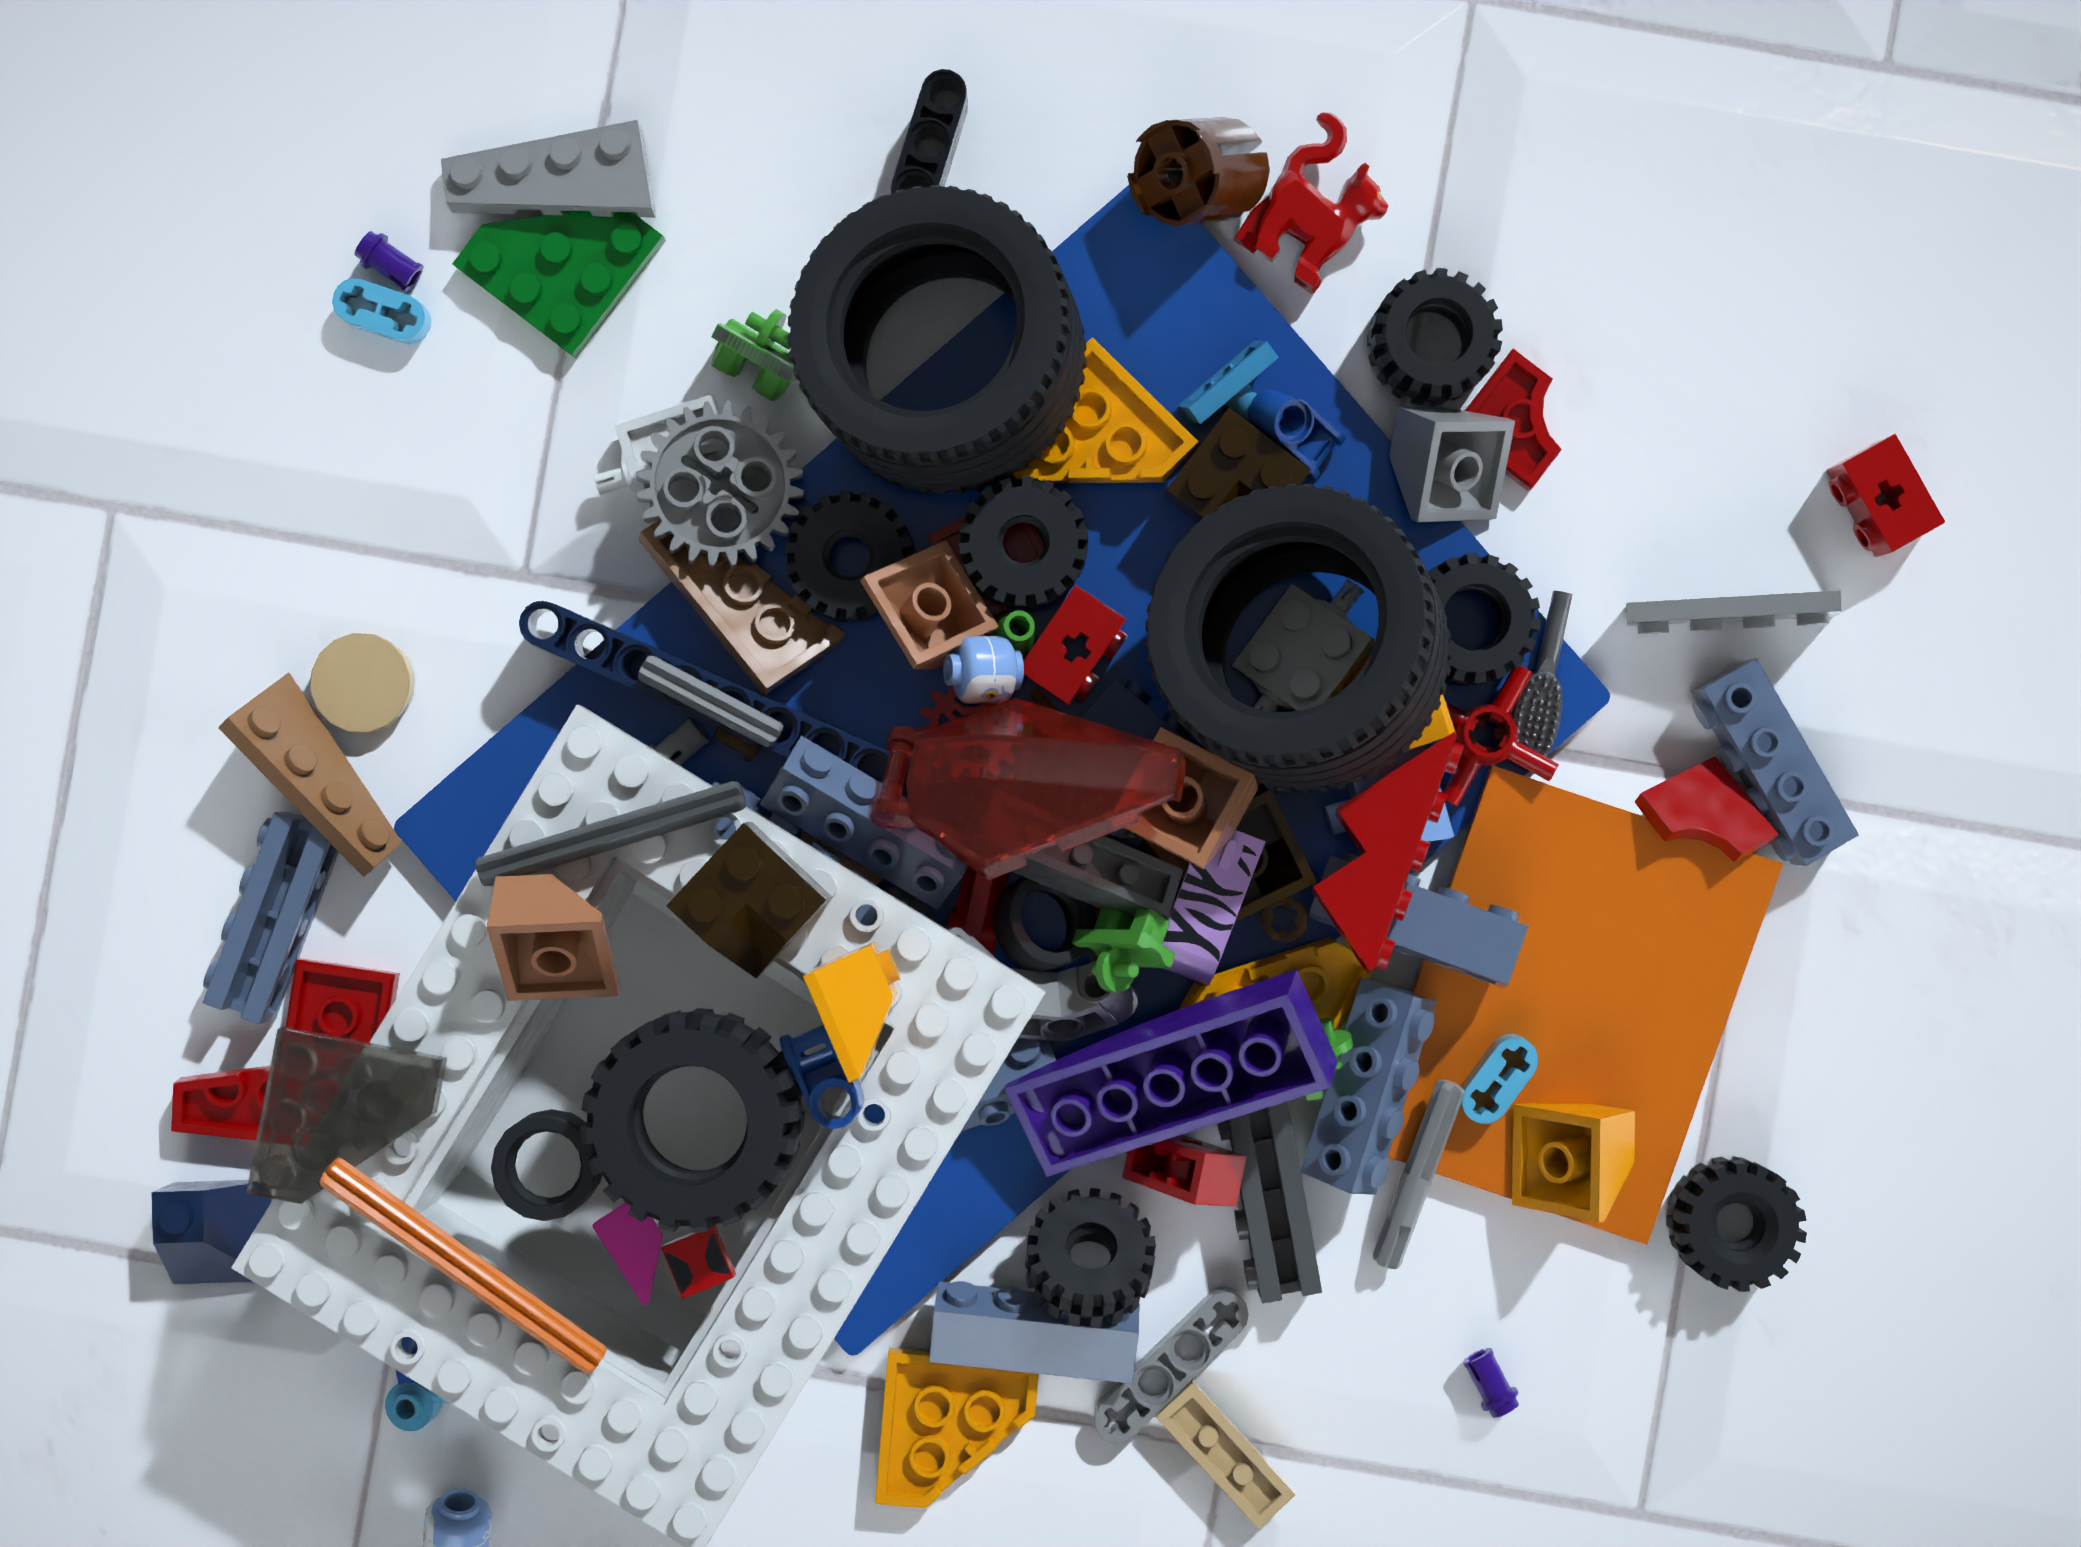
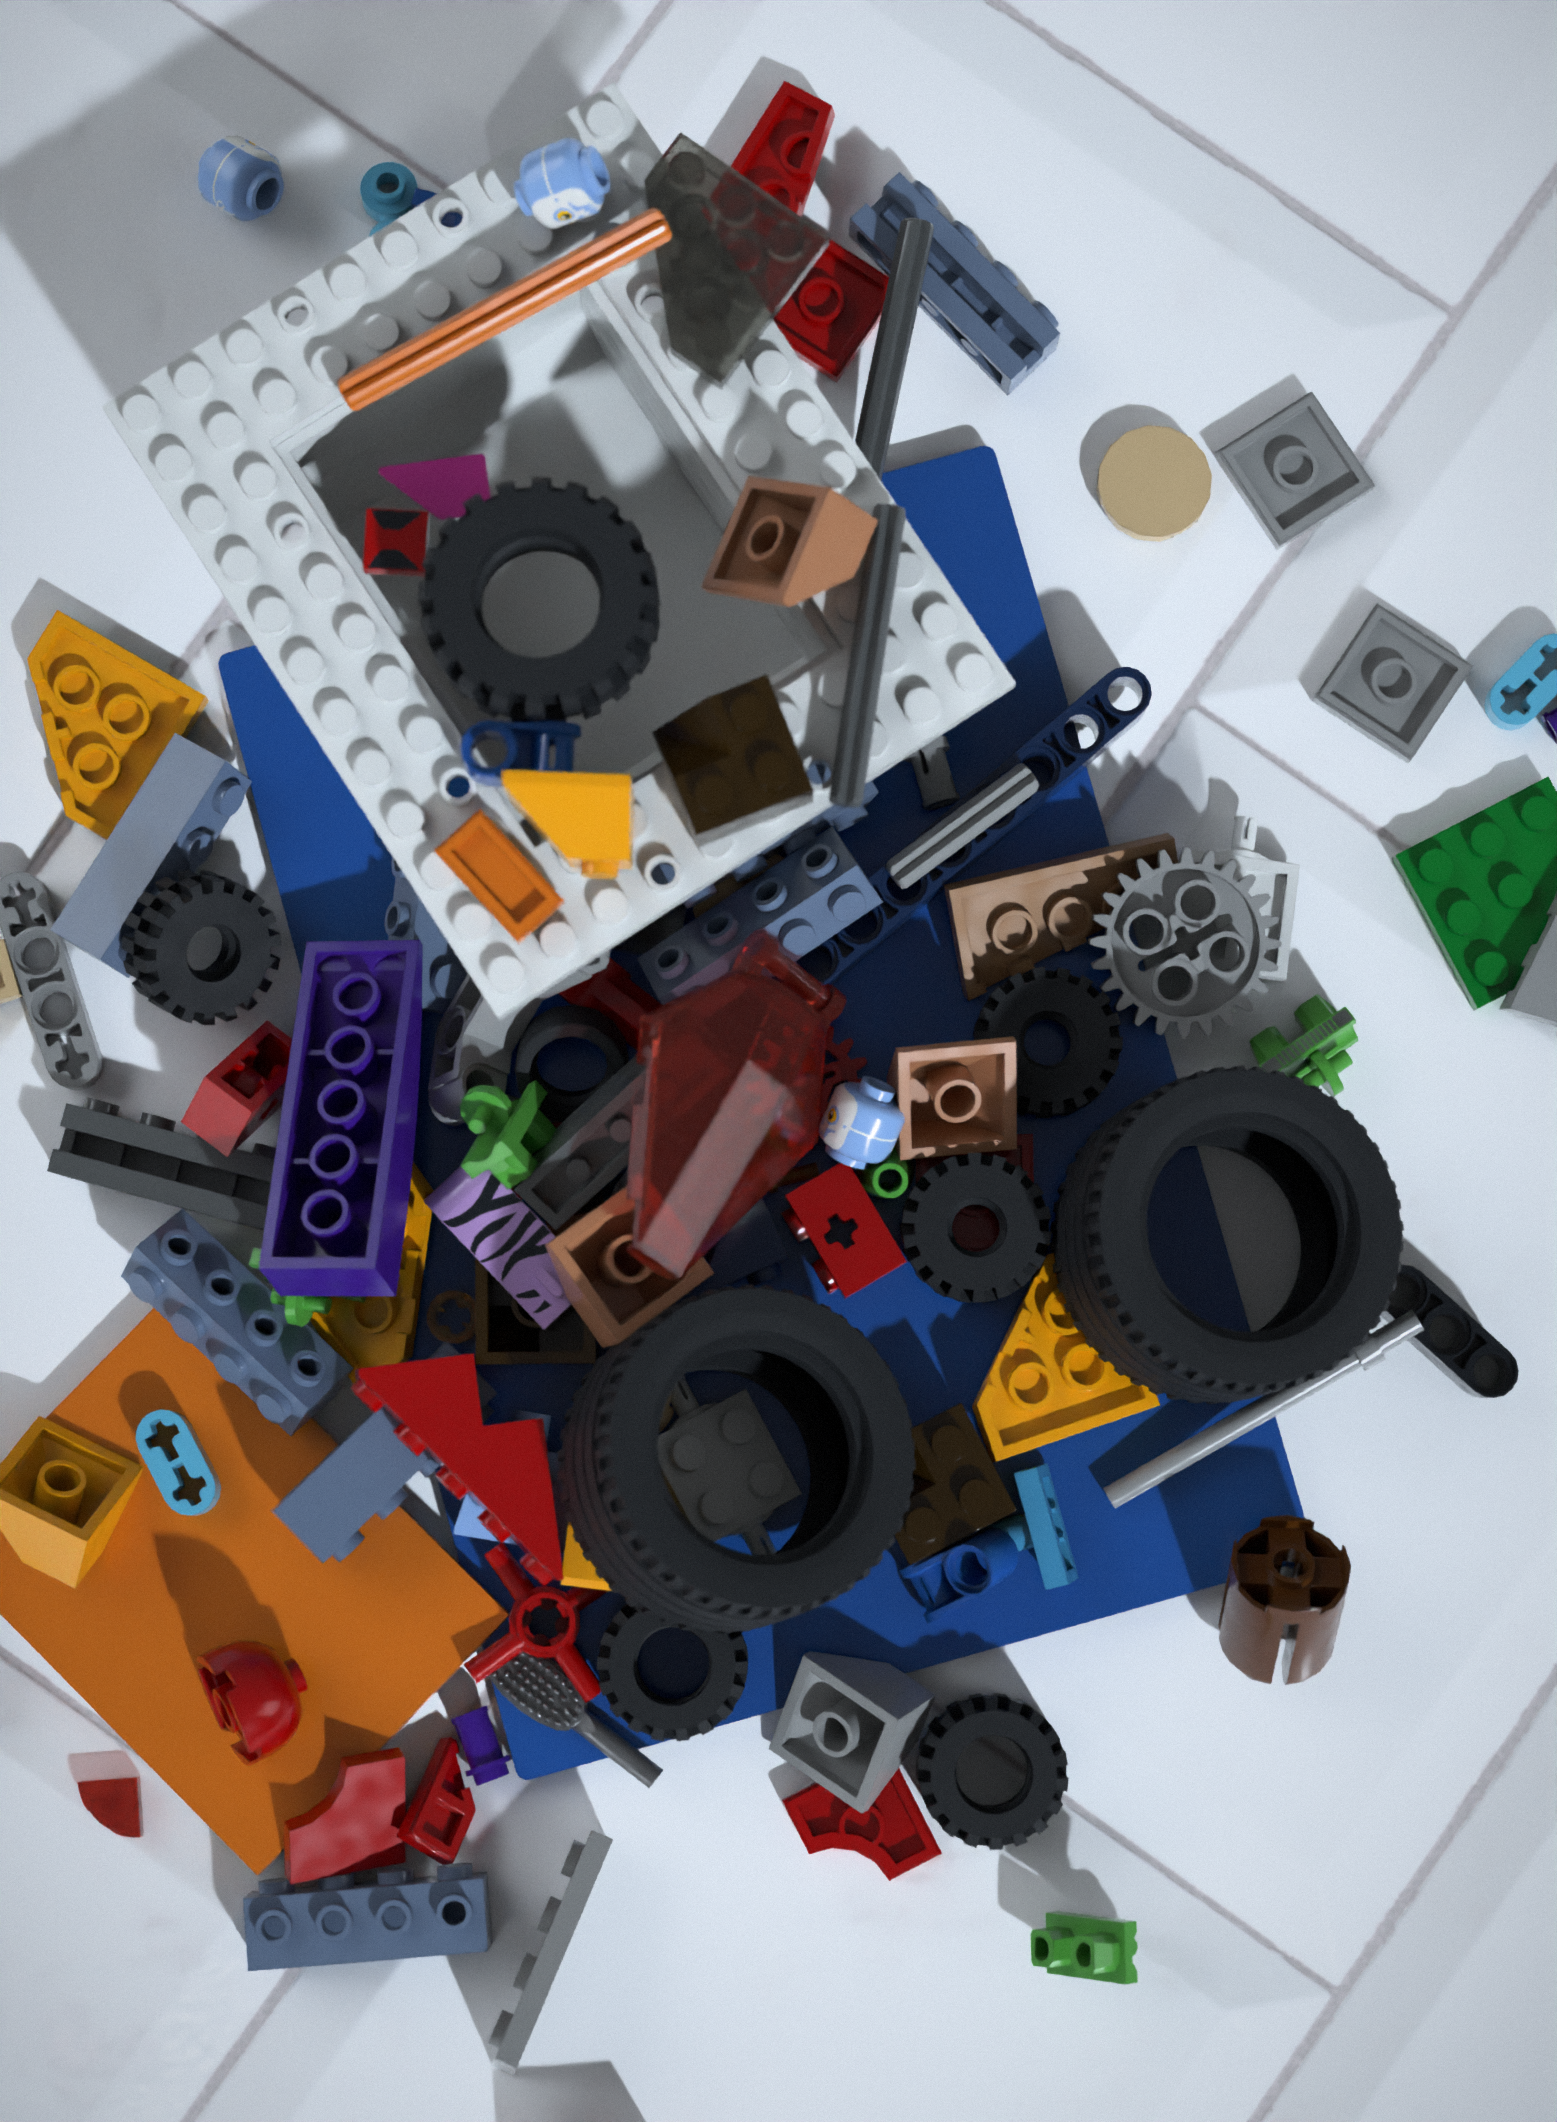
camera: 115 degrees right, 5 degrees down
(204, 1228) = (667, 71): dark blue slope -> none
(299, 576) = (1294, 470): none -> light grey tile
(307, 766) = (1094, 387): medium nougat wing -> none
(335, 1269) = (562, 183): none -> light blue head
(339, 942) = (893, 341): none -> dark grey axle
(434, 420) = (1392, 683): none -> light grey tile
(505, 1173) = (563, 391): black tyre -> none
(748, 750) = (896, 843): clear orange piece -> none
(932, 1045) = (499, 876): none -> orange tile
(1078, 270) = (1259, 1412): none -> light grey bar
(1306, 214) = (1188, 1697): red animal -> none
(1418, 1174) = (119, 1331): light grey axle -> none
(1533, 201) = (1086, 1947): none -> bright green hips
(1600, 740) = (481, 1746): none -> dark purple pin
(1652, 931) = (253, 1696): none -> red cylinder
(1662, 748) = (440, 1807): none -> red tile
(1776, 1000) = (115, 1803): none -> clear red tile

